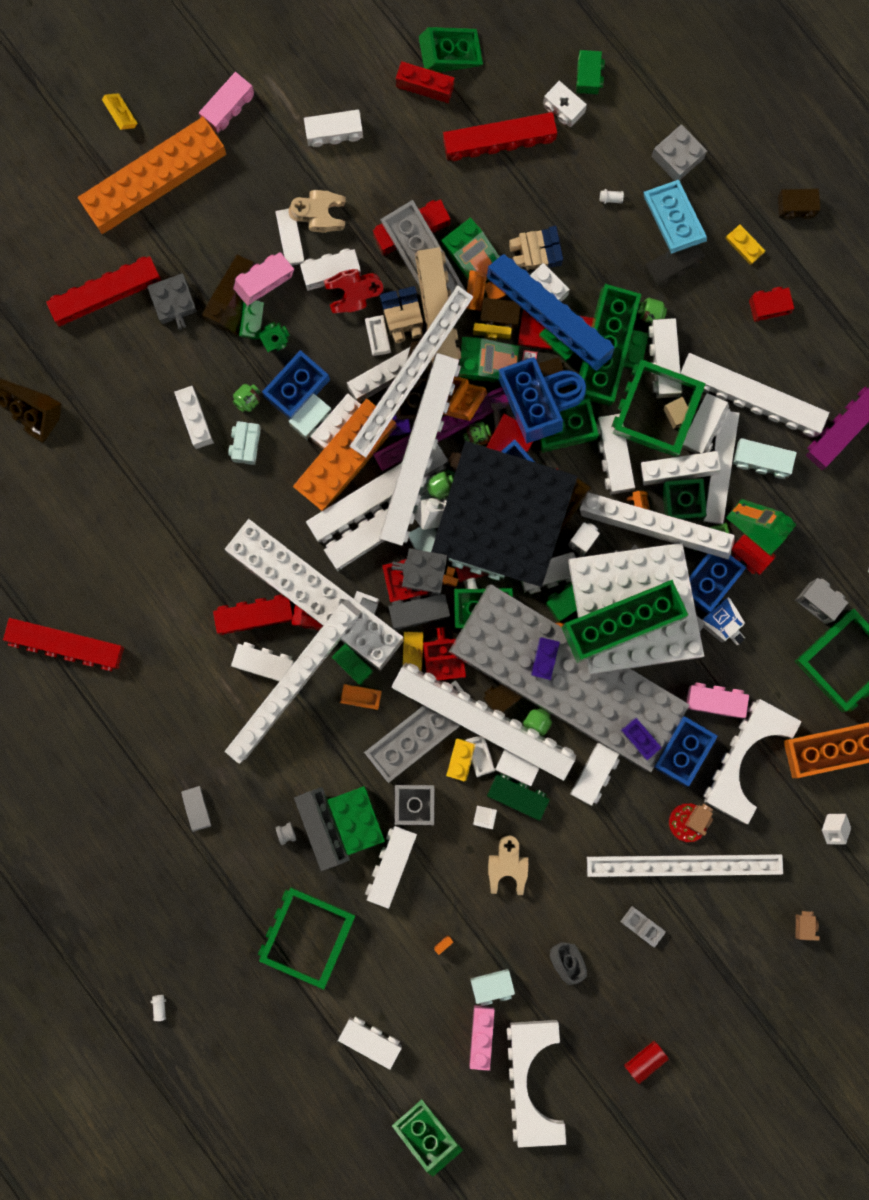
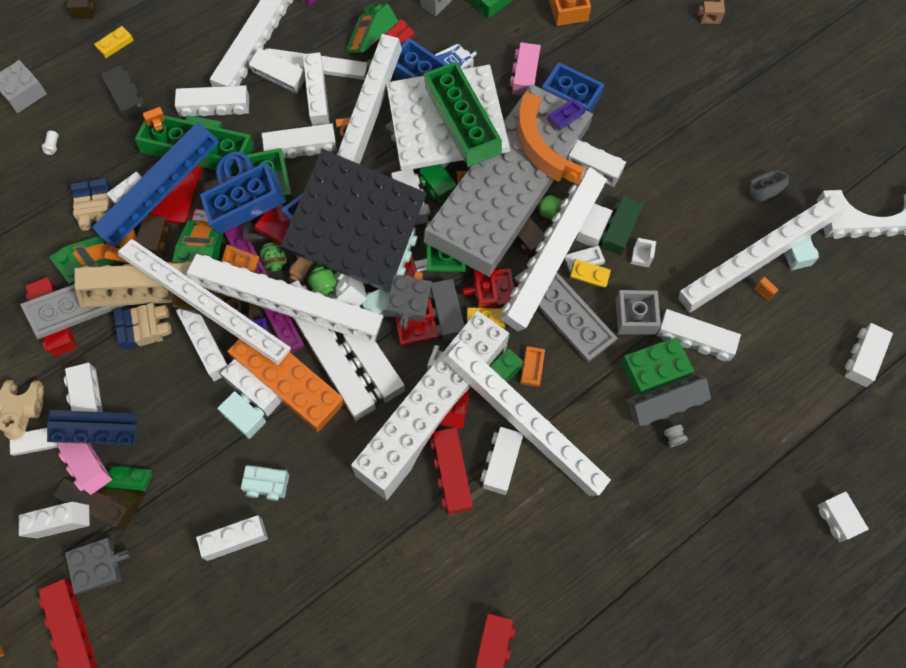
camera: 90 degrees left, 15 degrees down
(158, 1007) = (871, 565): white pin -> none
(196, 808) = (658, 529): light grey slope -> none
(204, 987) = (842, 517): none -> white brick
(210, 260) = (54, 520): none -> white brick
(247, 397) = (215, 480): bright green head -> none
(273, 931) = (788, 388): green window -> none
(274, 343) = (150, 451): green brick -> none
(293, 282) = (91, 427): none -> dark blue brick
(295, 384) = (207, 427): blue brick -> none
(355, 289) = (109, 368): red piece -> none
(377, 335) = (161, 351): white tile -> none
(479, 942) = (762, 252): none -> white brick
(481, 1037) = (847, 256): bright pink brick -> none
(492, 332) = (169, 243): yellow plate -> none
(508, 864) = (684, 234): tan piece -> none
(545, 658) = (496, 185): dark purple plate -> none
(556, 344) = (187, 186): green plate -> none
(578, 710) = (537, 150): none -> orange arch
(583, 538) = (380, 160): white brick -> none
(627, 301) = (154, 118): none -> orange tile
(643, 926) = (726, 130): light grey slope -> none
(646, 1062) = (841, 129): red brick -> none
(651, 310) = (168, 107): bright green head -> none
(673, 450) = (268, 76): green window -> none
(675, 216) = (78, 88): medium azure plate -> none
(675, 412) = (265, 92): tan brick -> none
(677, 822) = (632, 95): red tile -> none
(684, 499) = (344, 86): dark green brick -> none
(684, 865) = (670, 100): white plate -> none
(700, 819) = (630, 81): medium nougat brick -> none
(726, 790) = (601, 64): white arch -> none
(764, 458) = (310, 29): light aqua brick -> none
(771, 304) = (171, 21): red brick -> none

